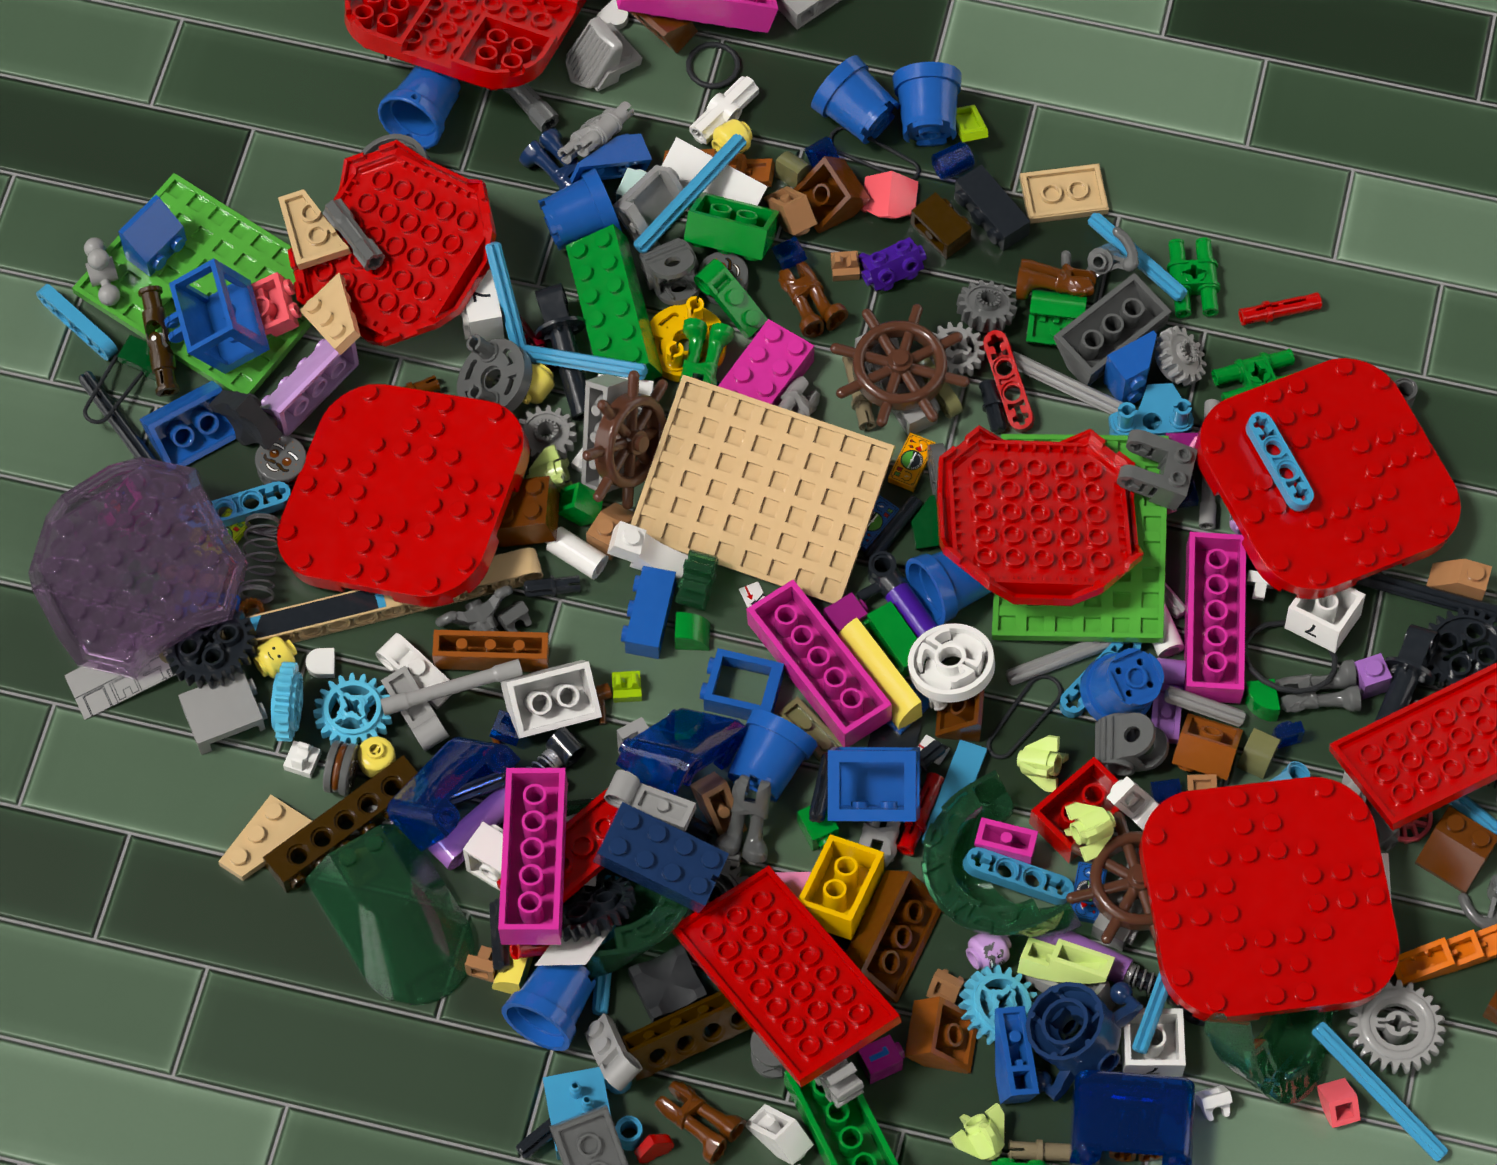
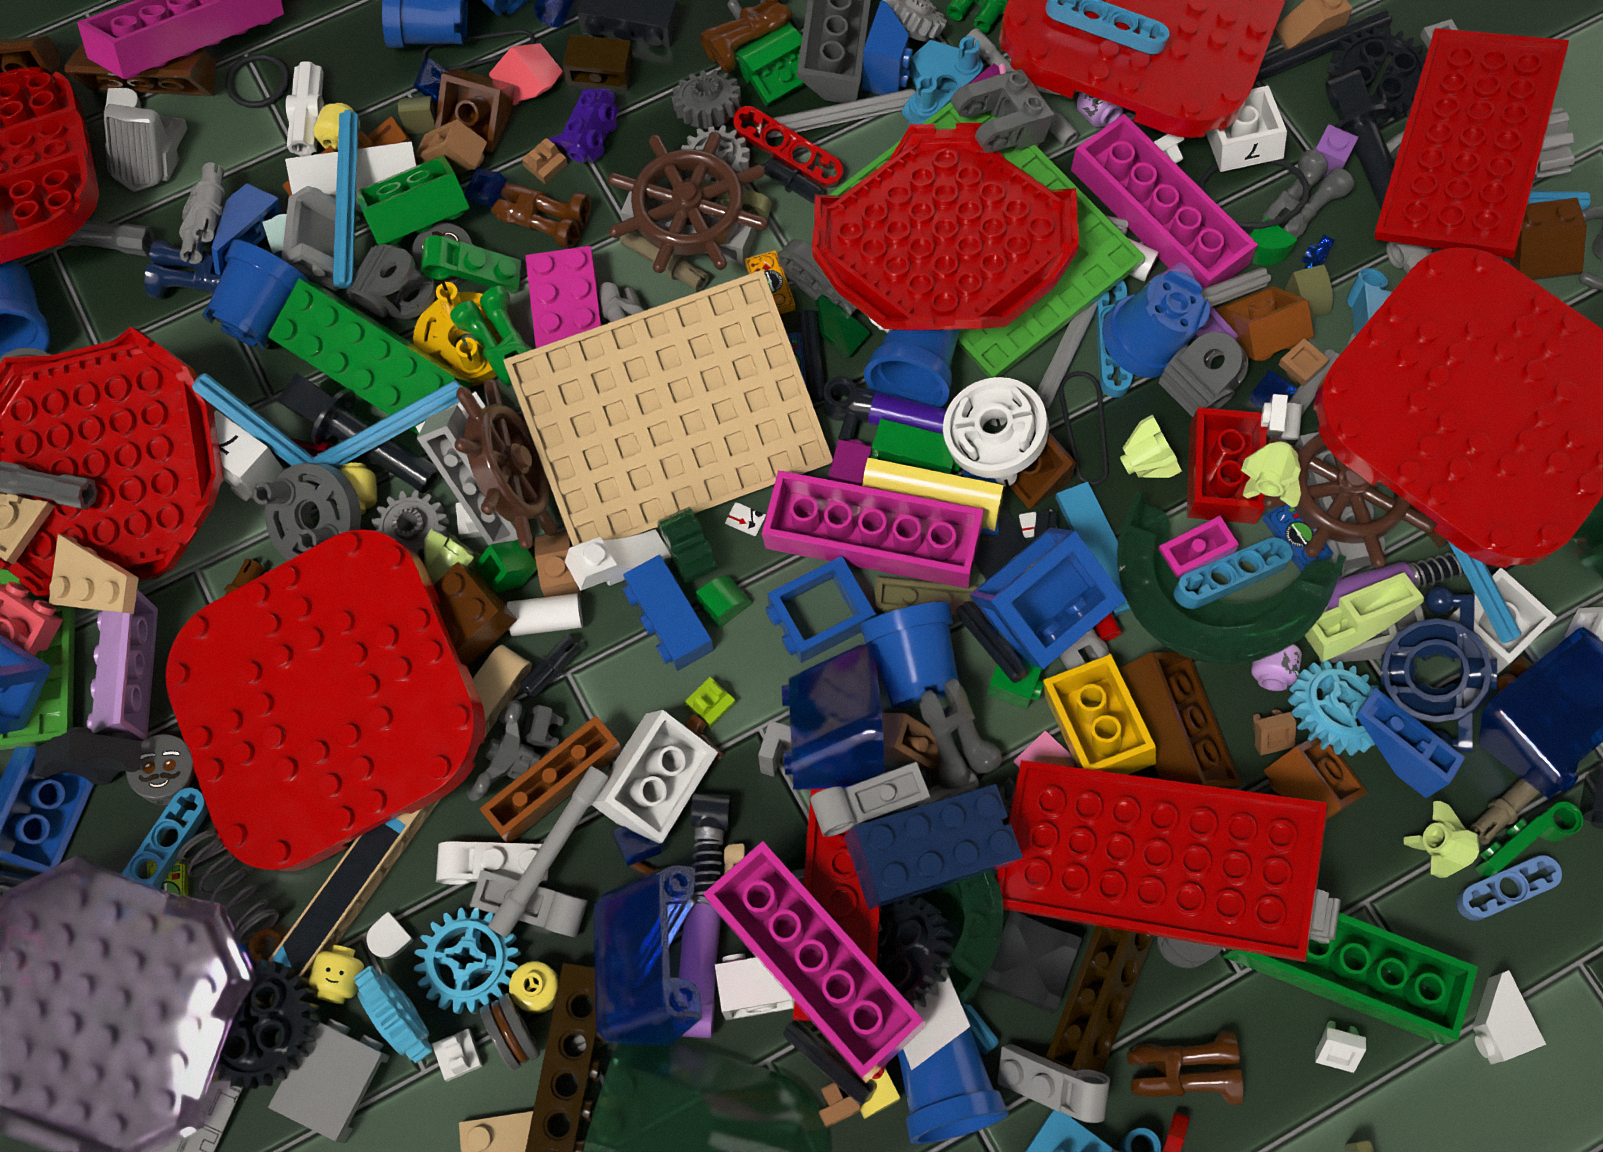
camera: 40 degrees left, 5 degrees up
(779, 1134) = (1273, 1013): white slope -> none

